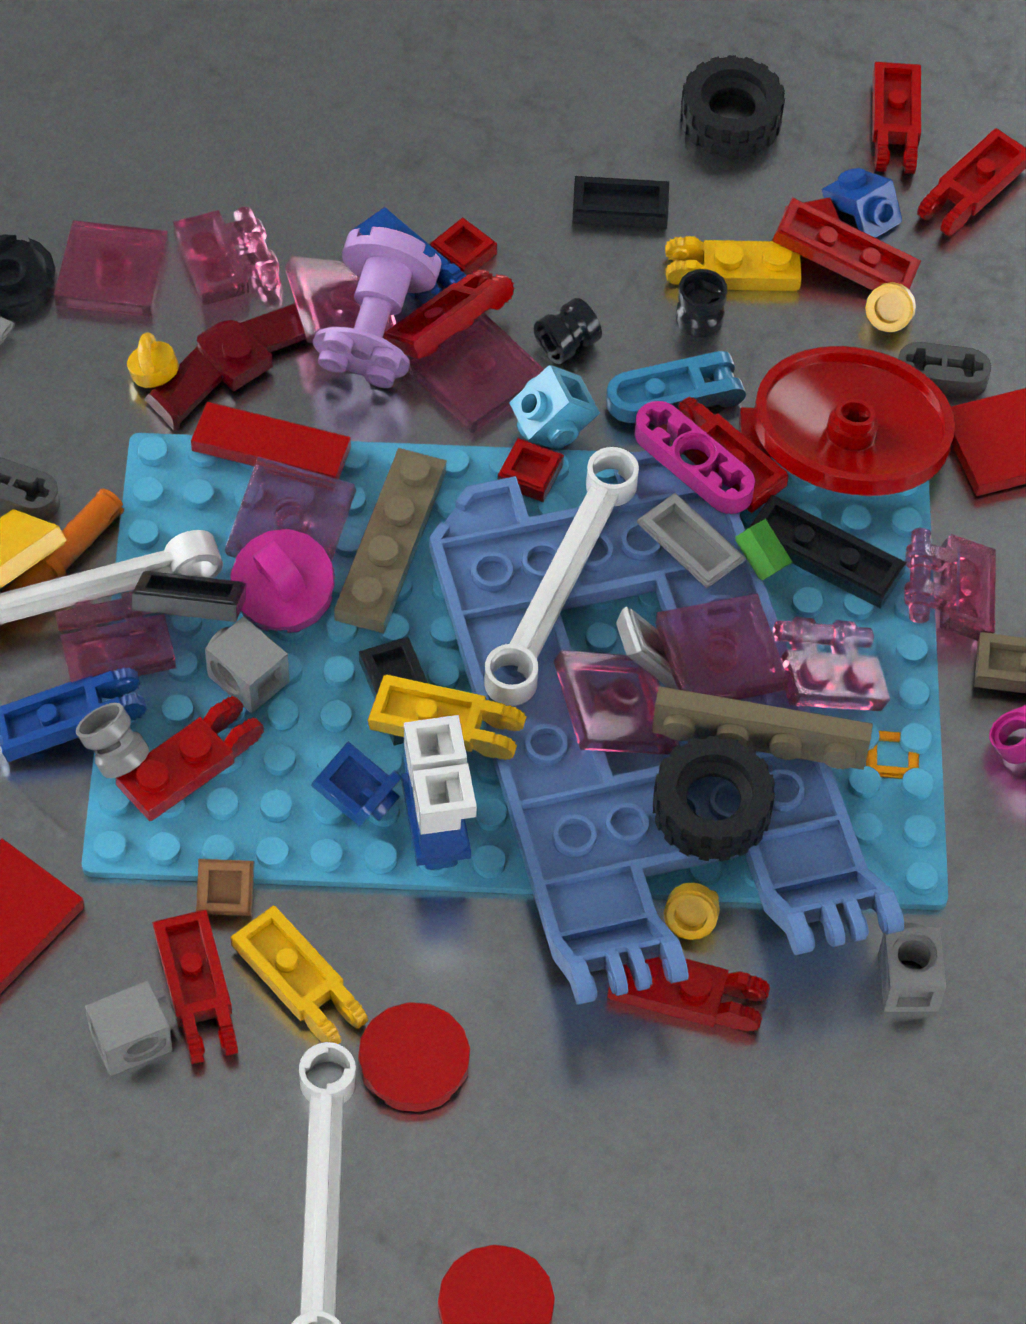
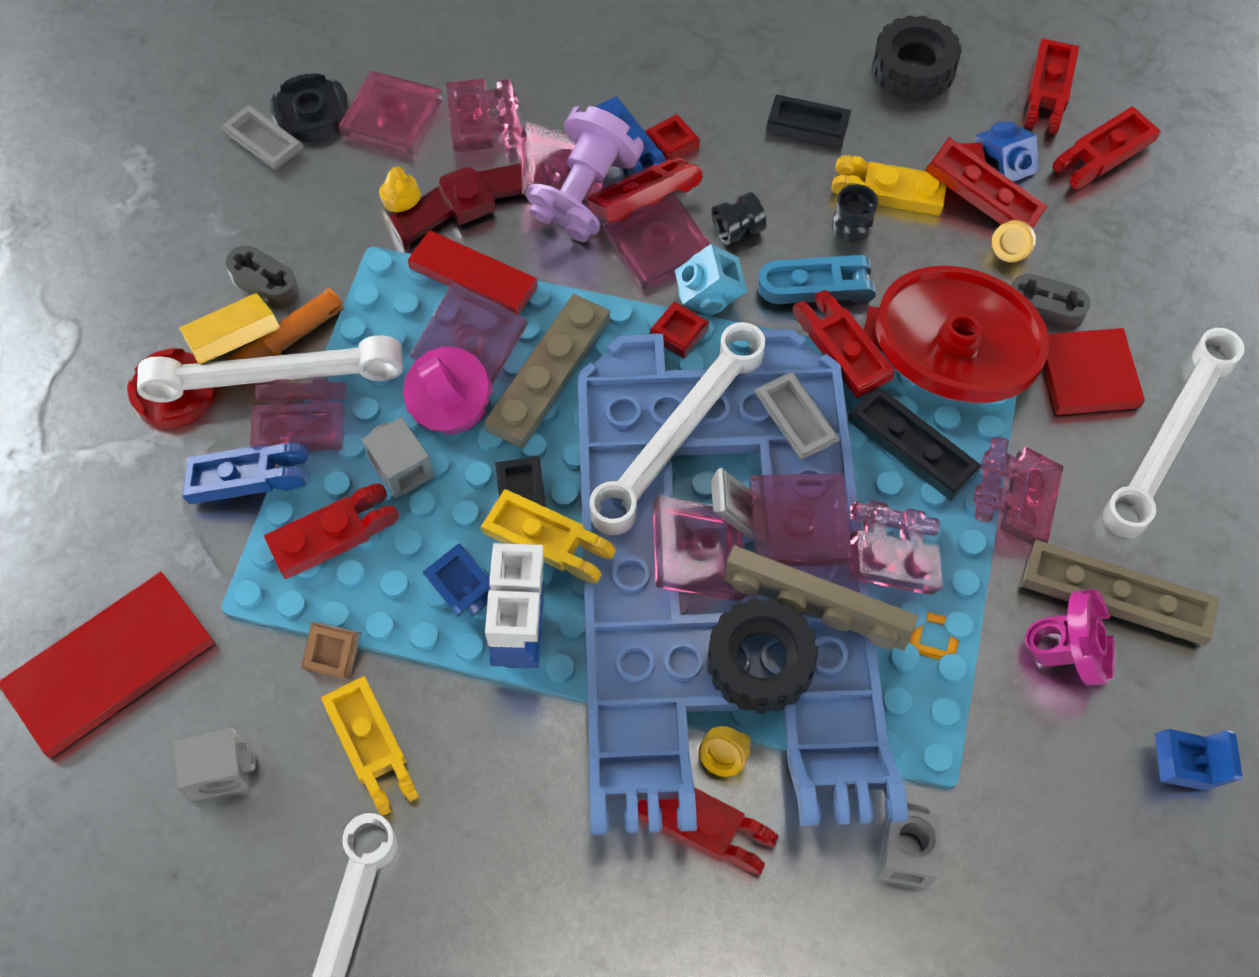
camera: 15 degrees right, 5 degrees up
(112, 740) = (266, 505): light grey wheel -> none
(189, 596) = (362, 391): black tile -> none
(195, 979) = (281, 731): red hinge -> none
(414, 1056) = (449, 839): red tile -> none
(701, 477) = (817, 361): dark pink beam -> none
(763, 549) = (858, 433): bright green tile -> none

